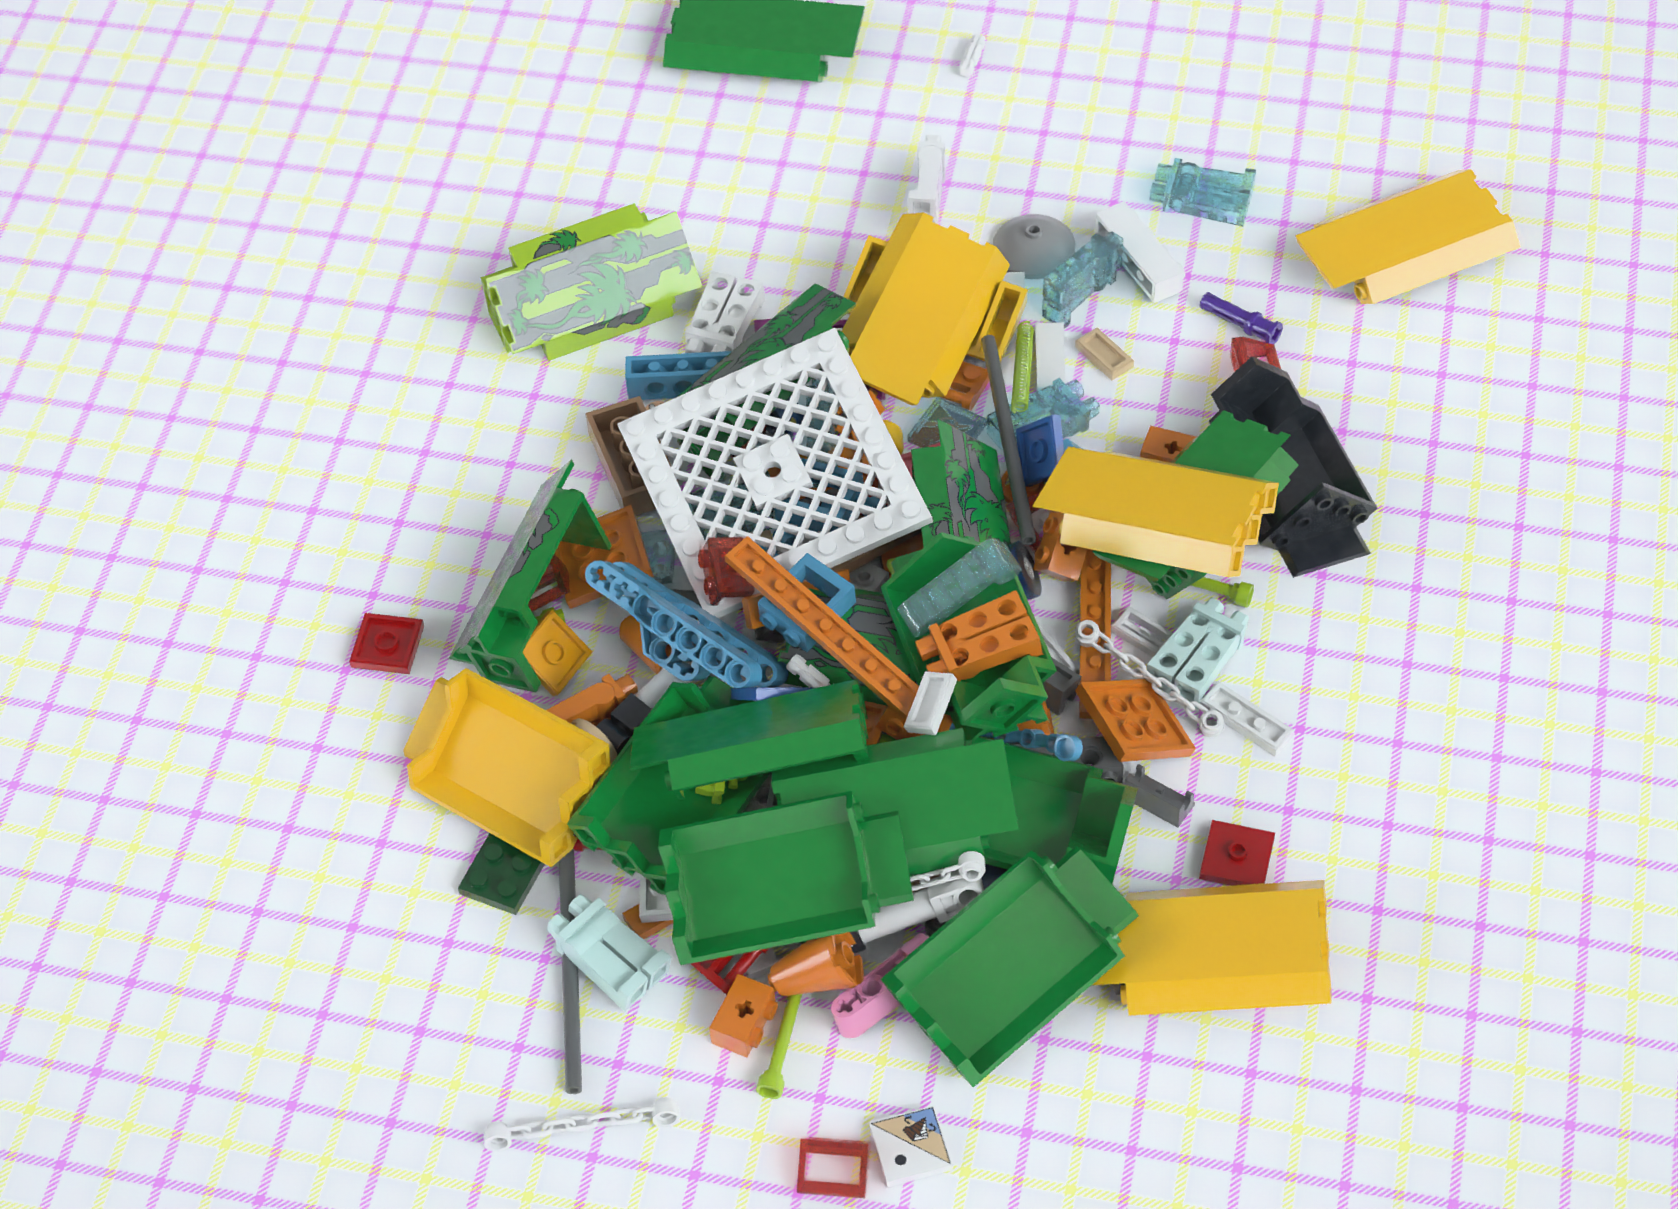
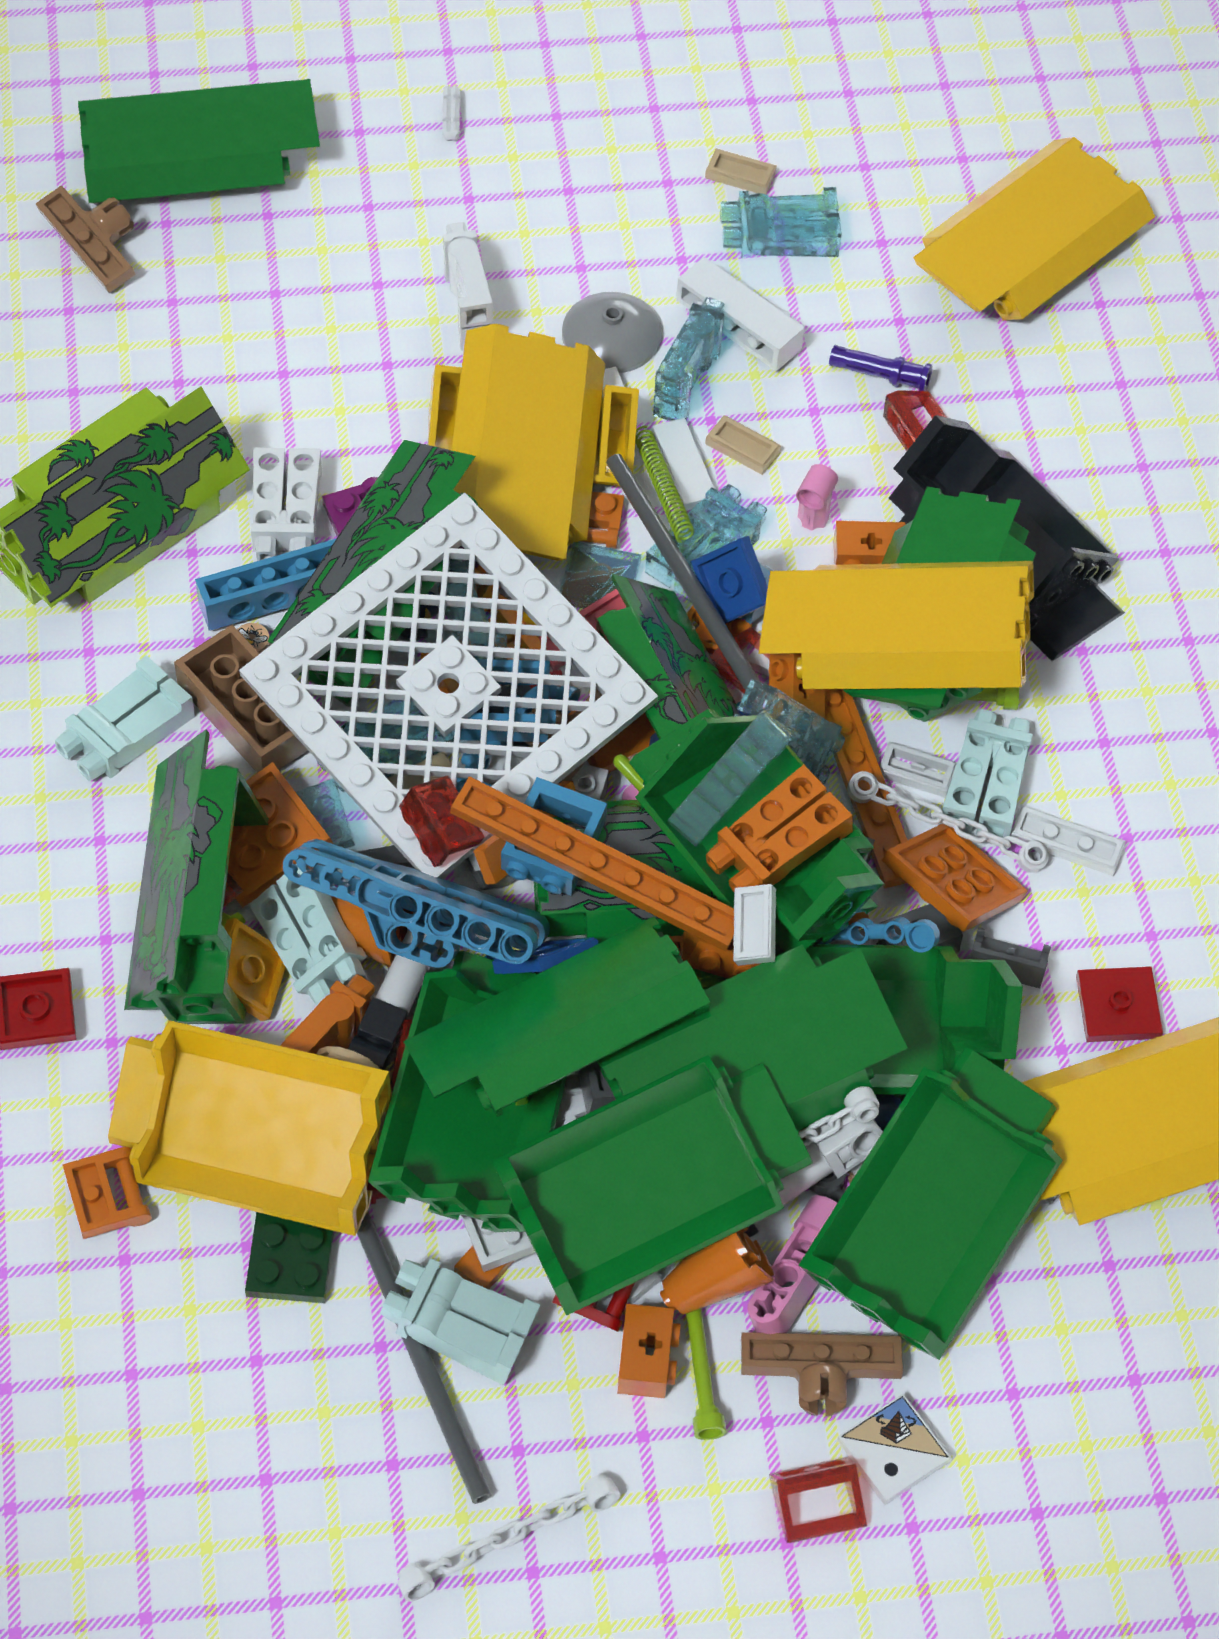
camera: 25 degrees left, 5 degrees up
(374, 790) = (93, 1194): none -> orange plate
(536, 451) = (126, 721): none -> light aqua hips
(606, 639) = (308, 937): none -> light aqua hips
(657, 90) = (91, 234): none -> medium nougat plate
(808, 674) = (586, 923): white axle -> none
(877, 1063) = (821, 1363): none -> medium nougat plate
(1057, 583) = (814, 734): none -> clear light blue hips
(1140, 403) = (816, 496): none -> bright pink piece
(1188, 145) = (740, 171): none -> tan tile

